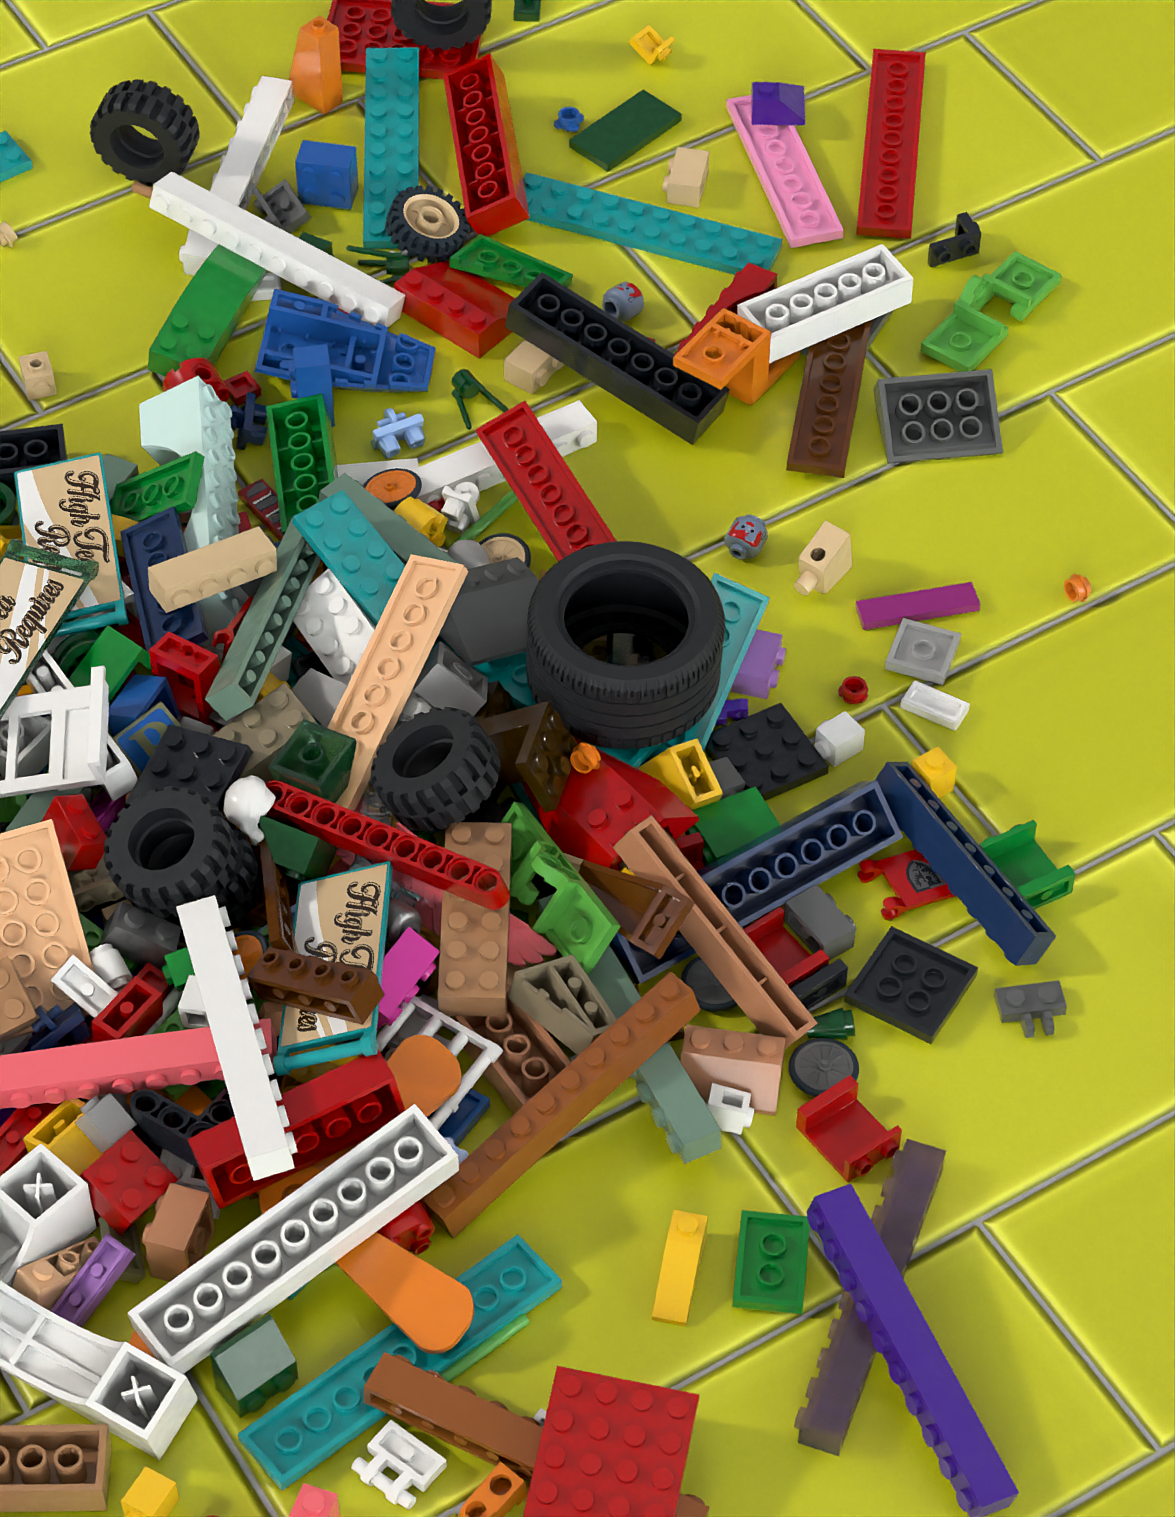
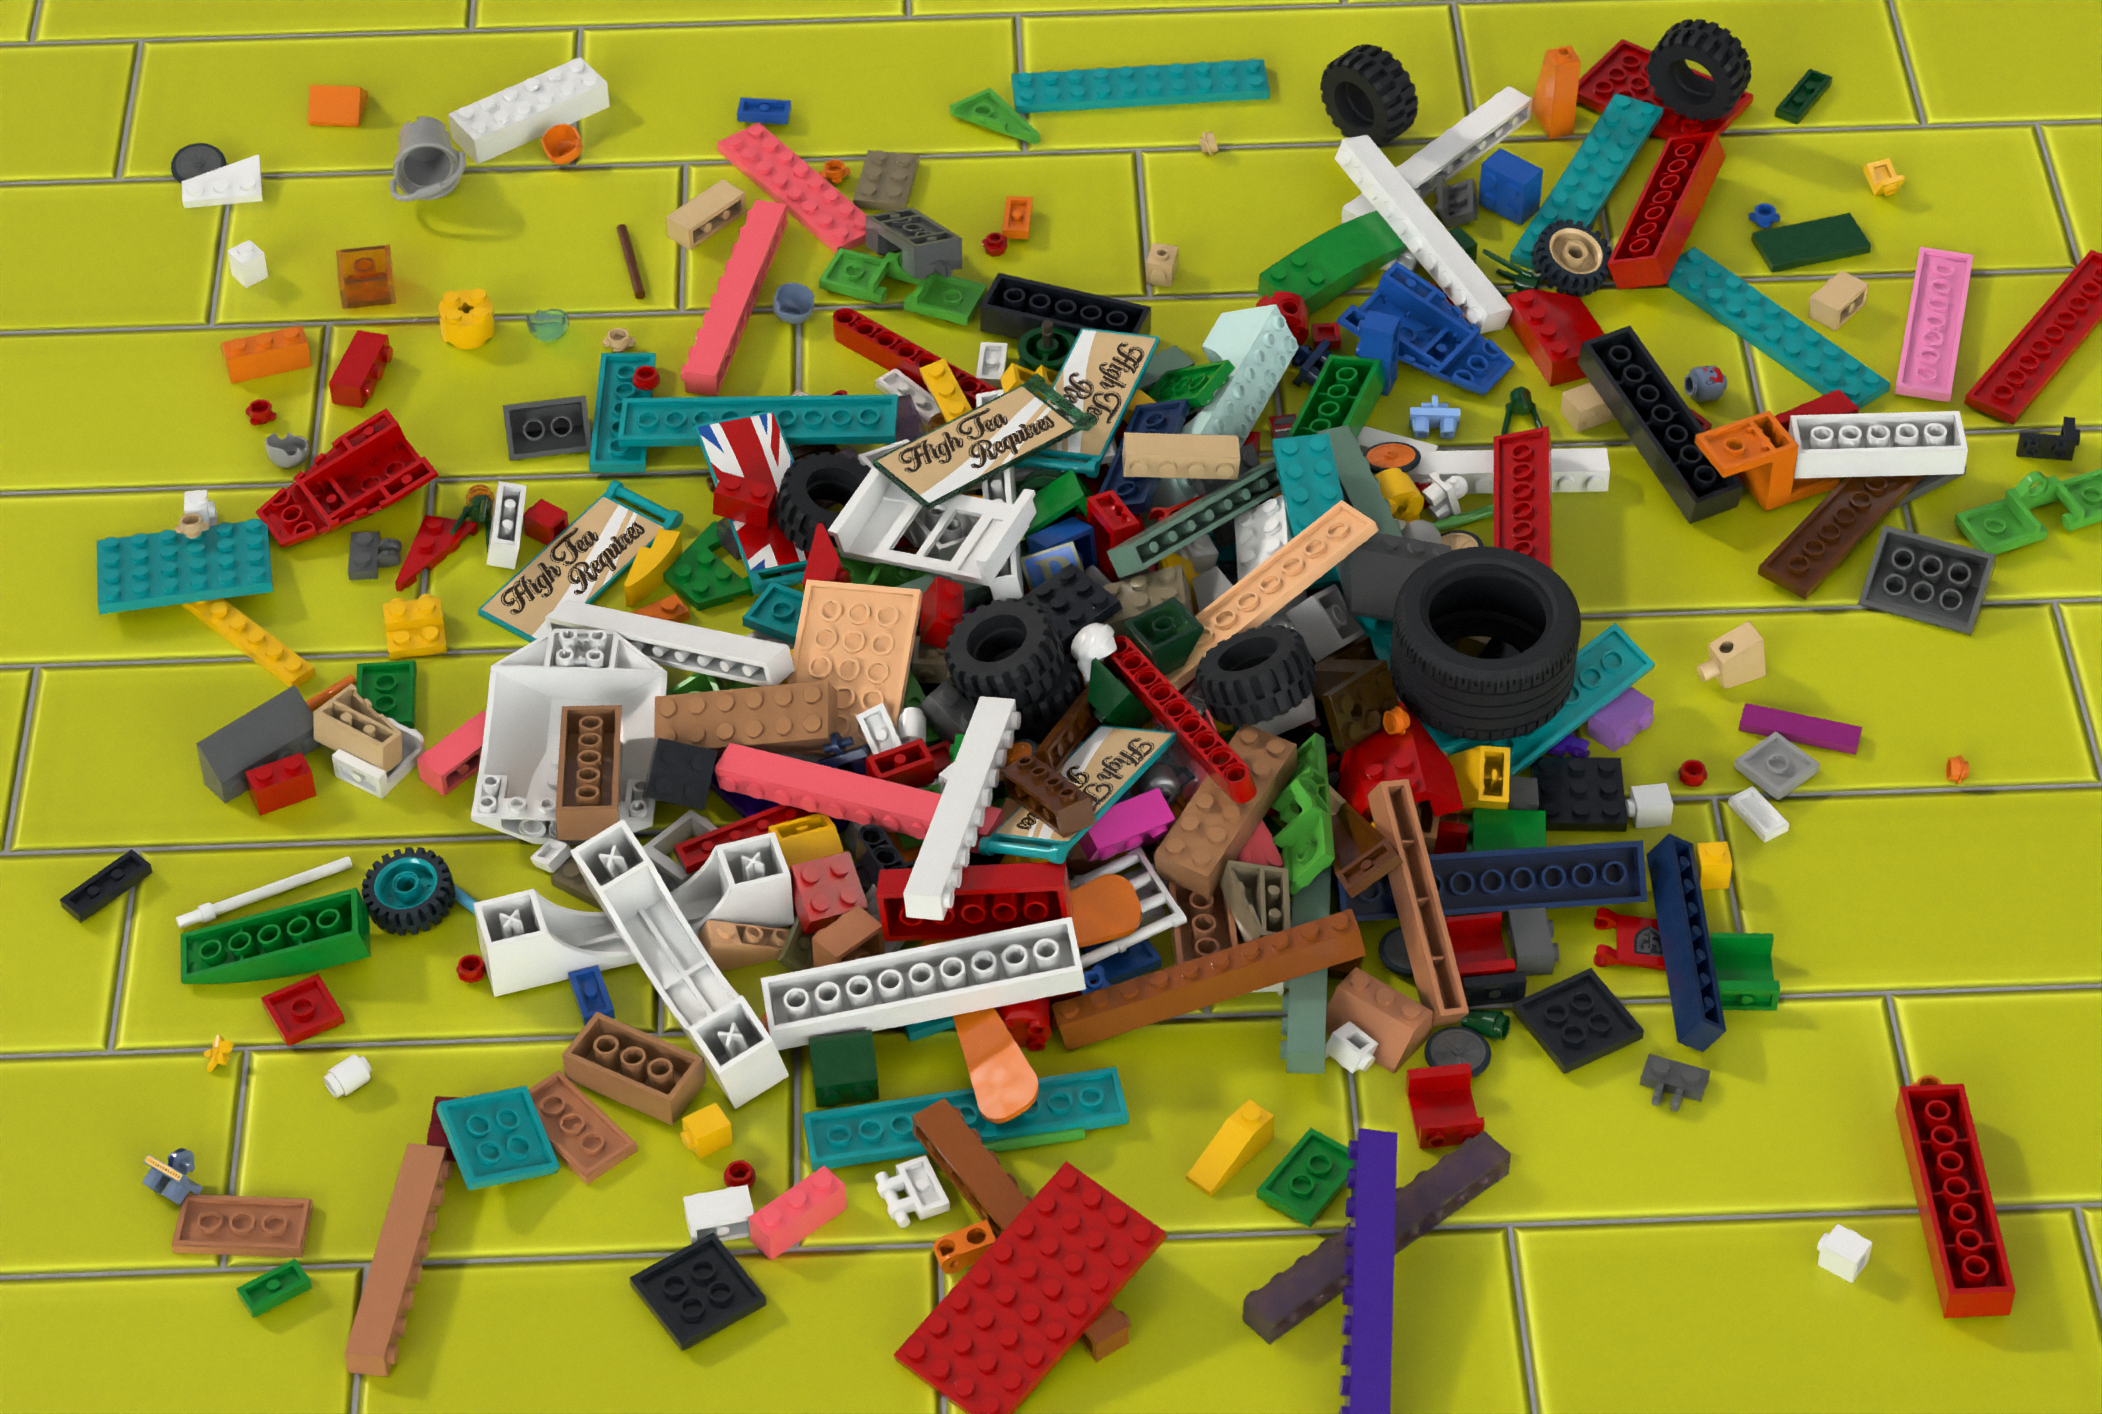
camera: 30 degrees right, 5 degrees down
(93, 1281) = (761, 957): medium lavender tile -> none
(104, 1121) = (835, 836): light grey brick -> none
(504, 263) = (1618, 310): green wing -> none
(746, 536) = (1681, 614): sand blue head -> none
(777, 104) = (1961, 264): dark purple slope -> none

